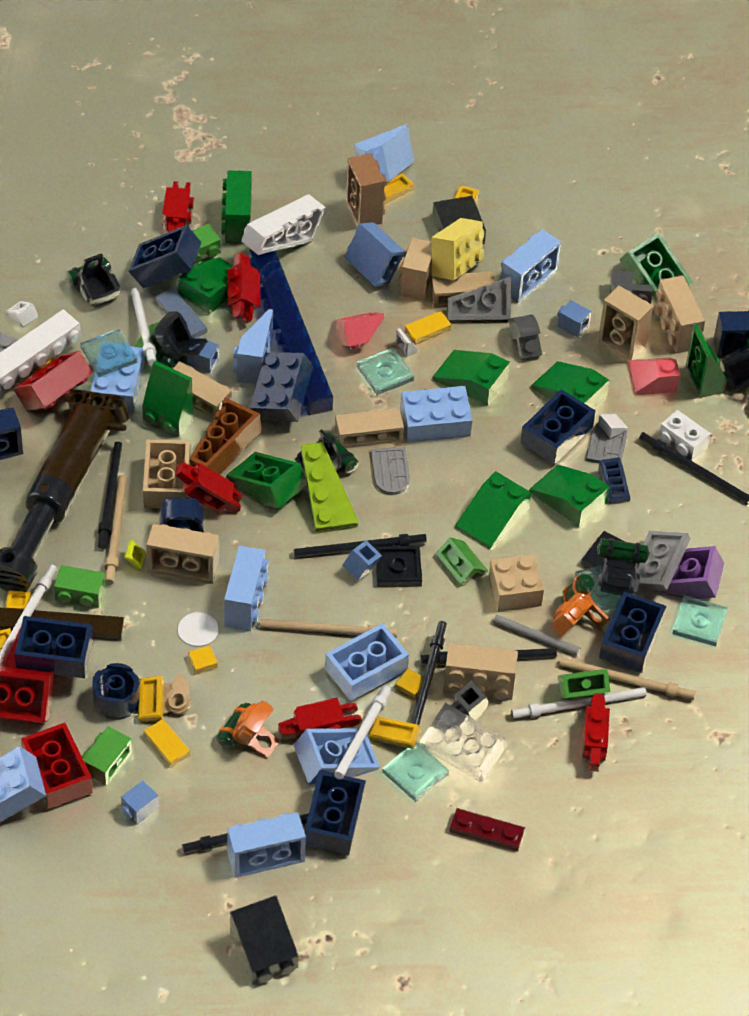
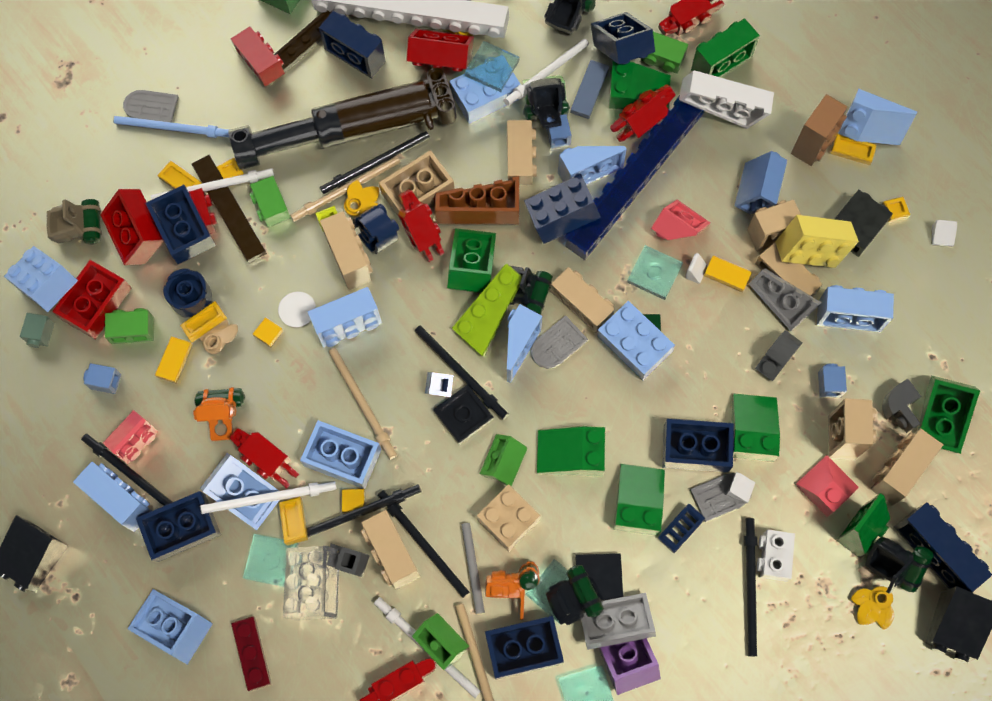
camera: 60 degrees right, 20 degrees up
(44, 828) = (37, 330): none -> sand green brick
(137, 523) = (363, 197): none -> yellow plate
(168, 399) = (481, 140): green slope -> none
(217, 804) = (130, 437): none -> coral slope
(371, 484) = (523, 331): none -> light blue slope
(416, 871) = (170, 626): none -> light blue slope
(478, 371) = (704, 341): green slope -> none
(511, 181) = (944, 233): none -> white slope

